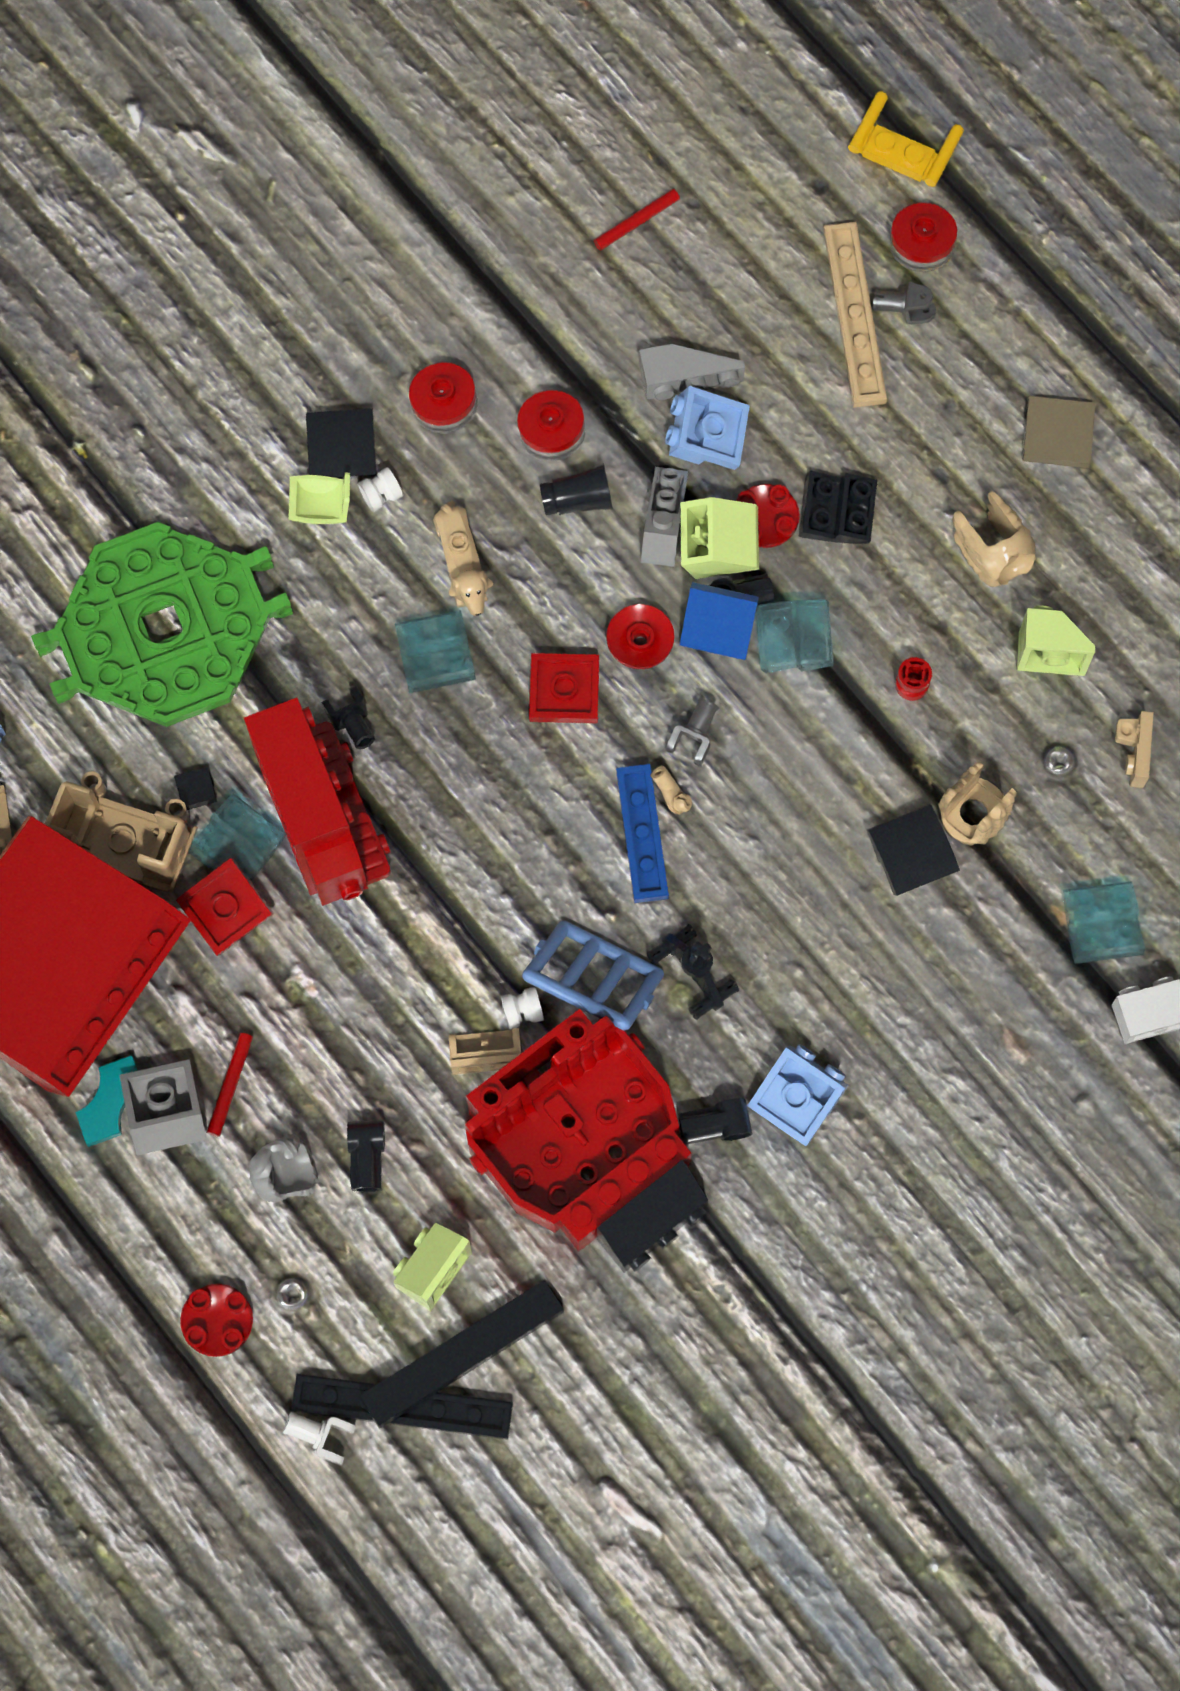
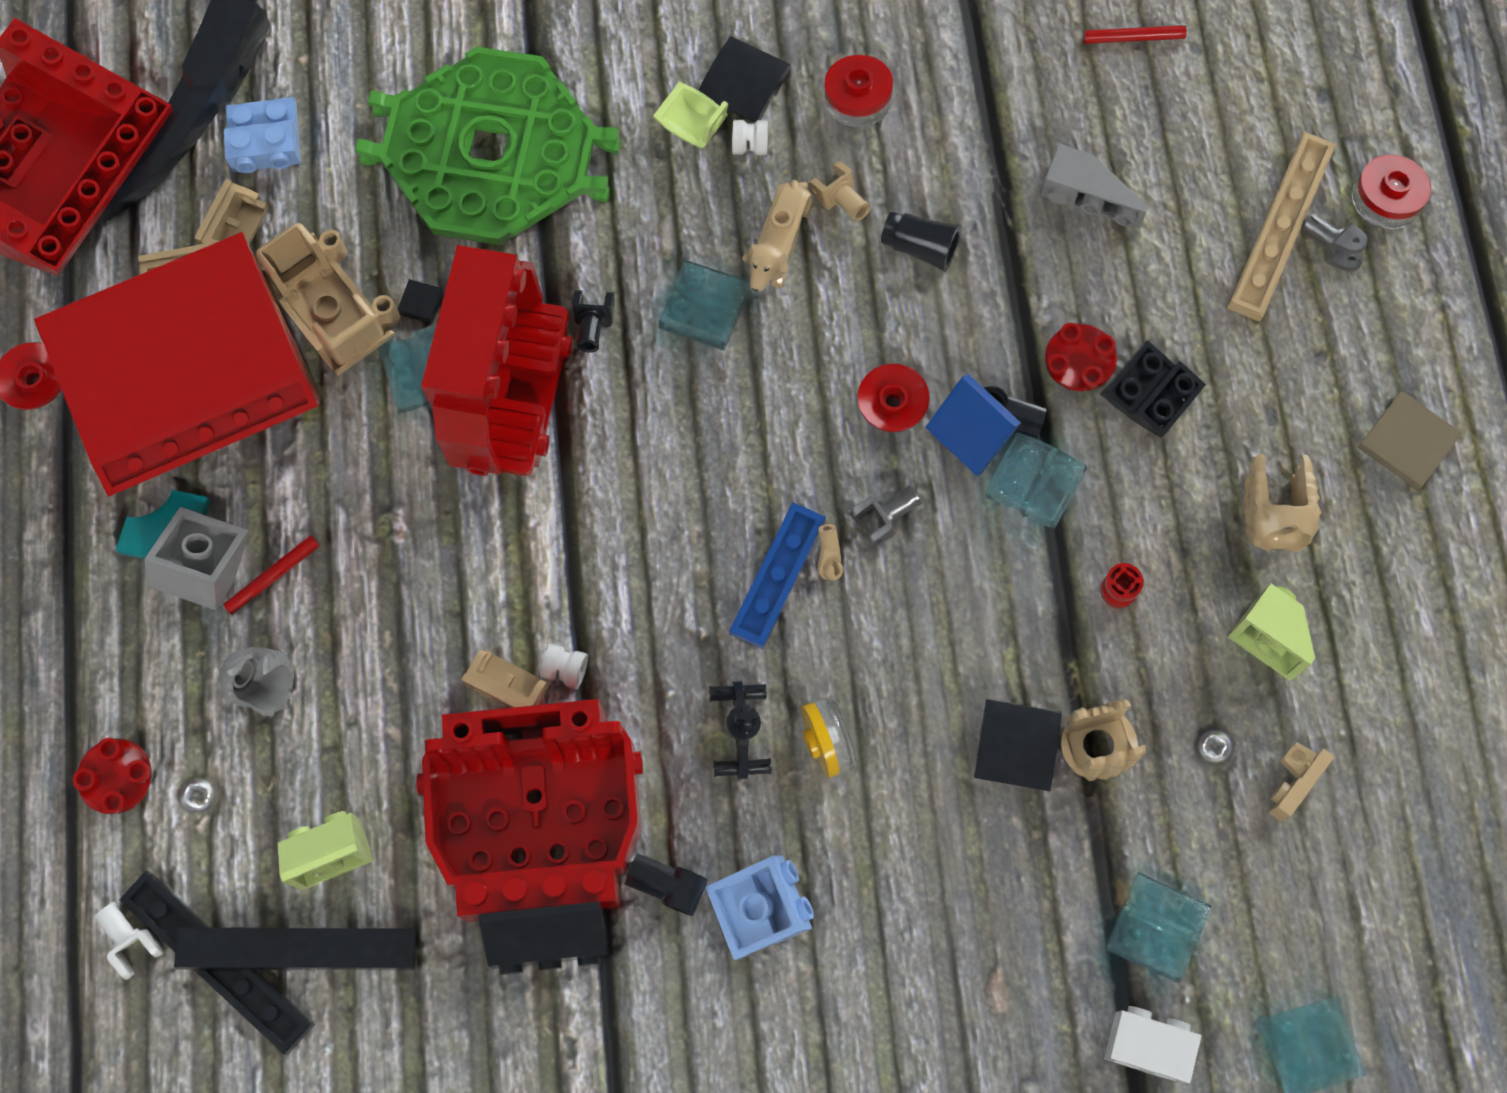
camera: 35 degrees right, 0 degrees up
(224, 906) = (370, 416): red plate -> none
(366, 1146) = (345, 702): black piece -> none
(485, 493) = (840, 193): none -> tan piece
(551, 425) = (938, 167): red piece -> none
(564, 688) = (795, 403): red plate -> none
(592, 945) = (619, 704): medium blue bar -> none
(664, 517) = (985, 305): light grey slope -> none
(707, 428) = (1077, 249): light blue plate -> none
(719, 537) = (1022, 349): yellowish green slope -> none
(768, 932) = (828, 737): none -> piece
(899, 151) = (1418, 106): yellow plate -> none

